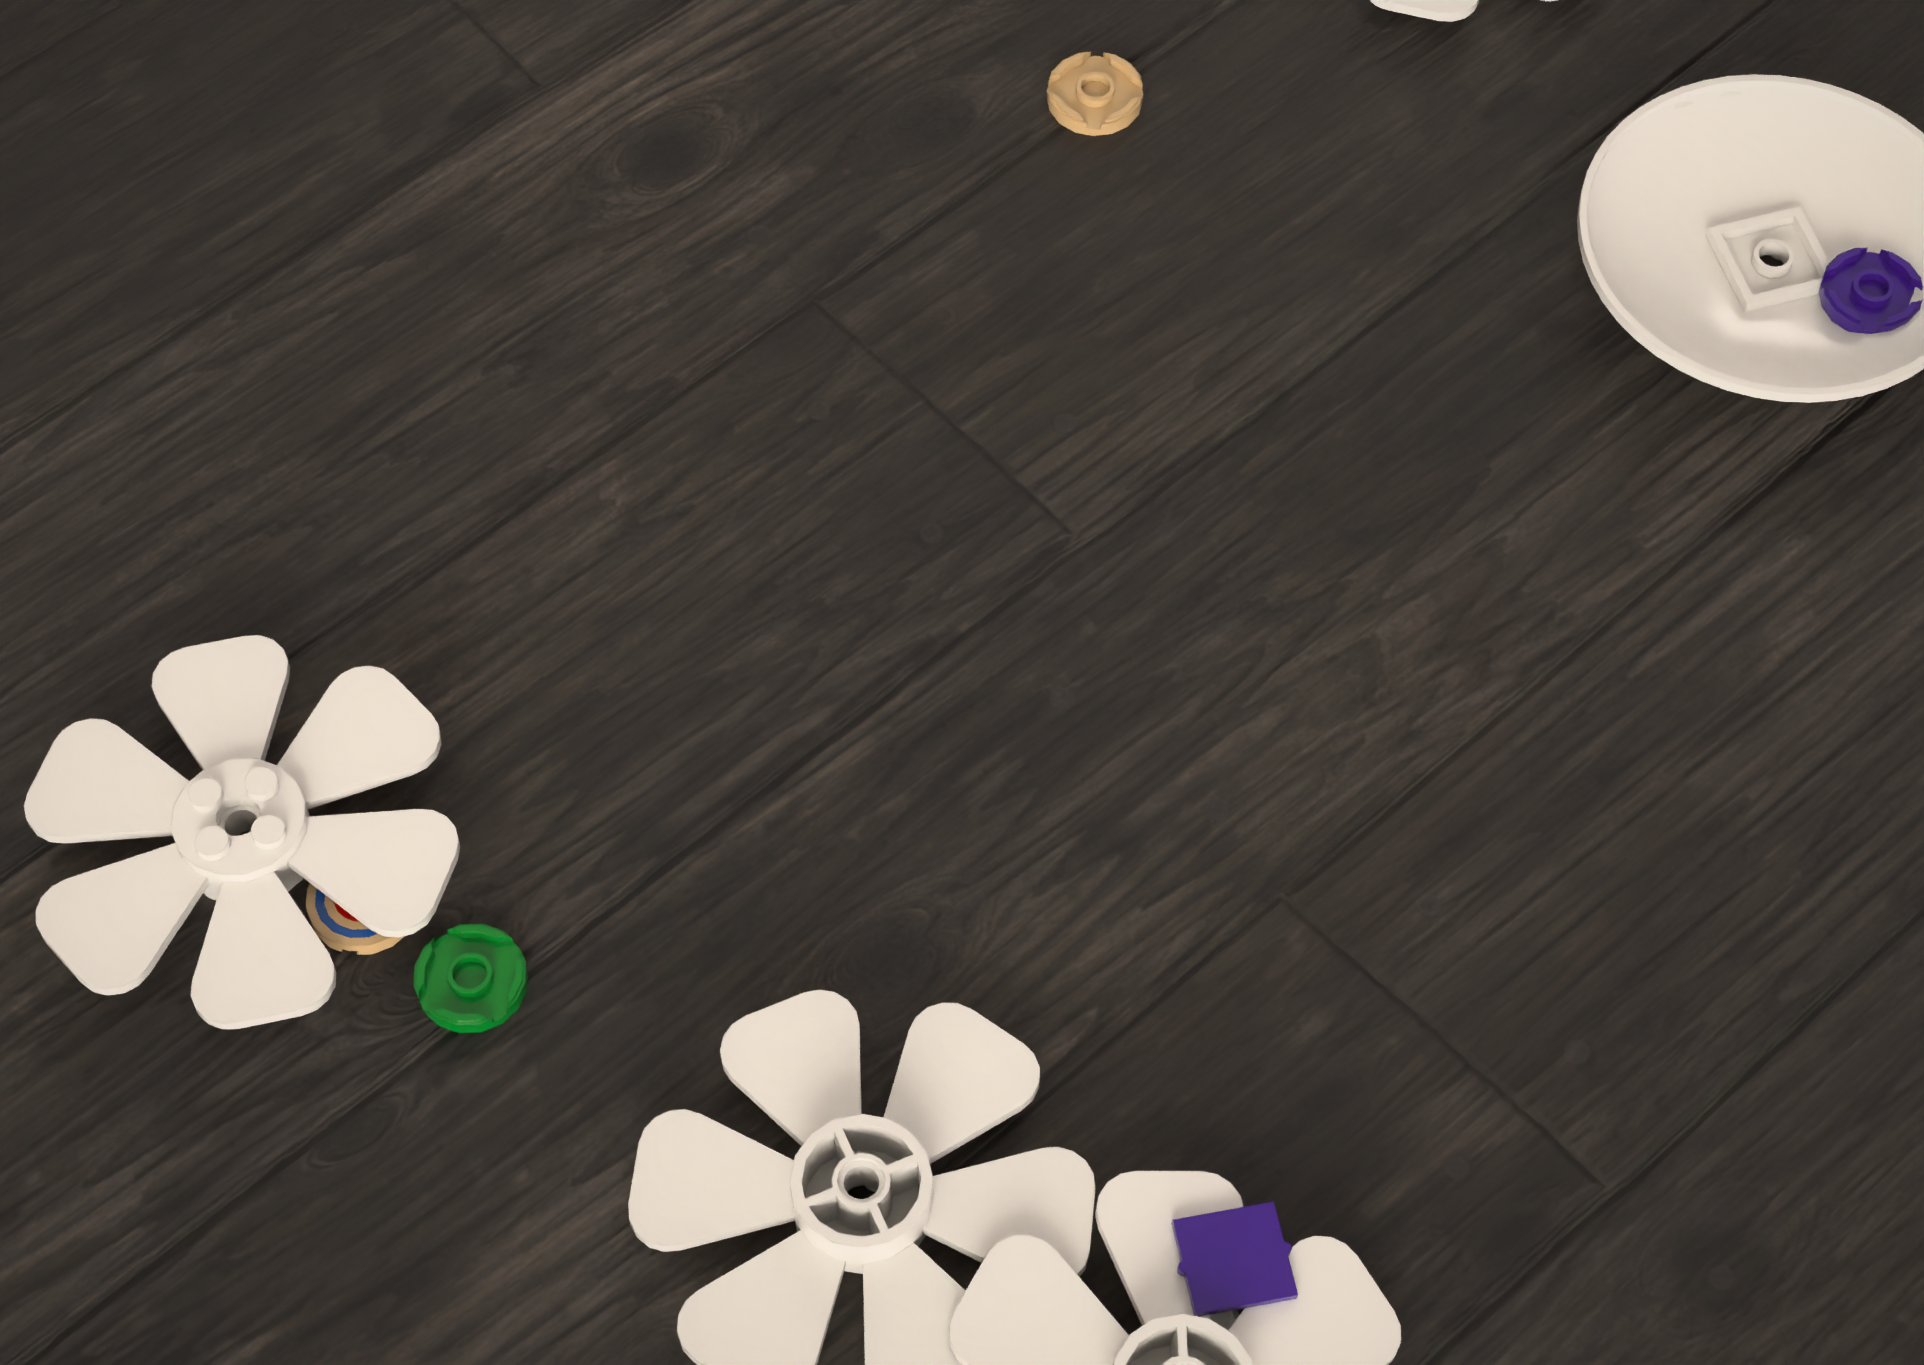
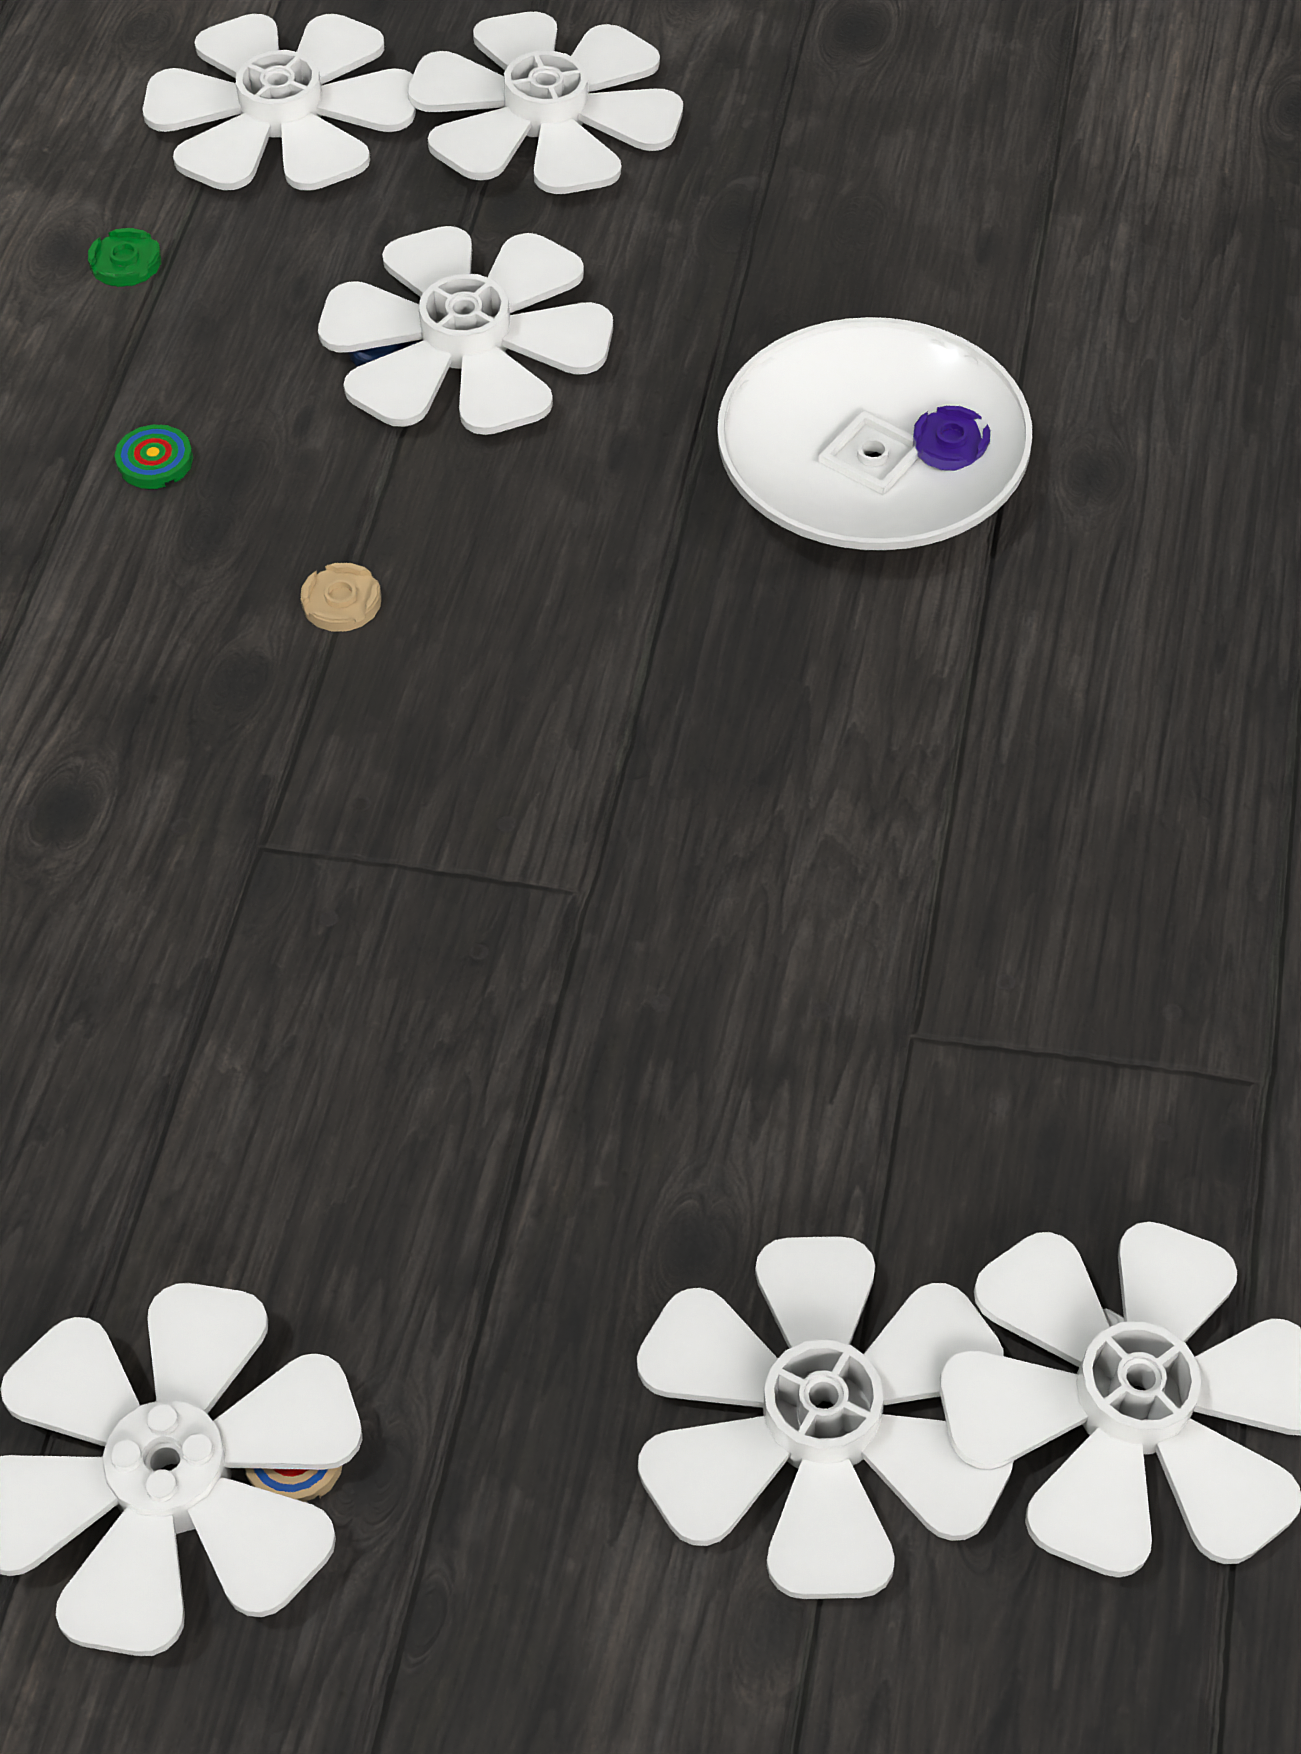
camera: 35 degrees left, 5 degrees down
(471, 978) = (418, 1456): green tile -> none
(1234, 1259) = (1094, 1278): dark purple piece -> none

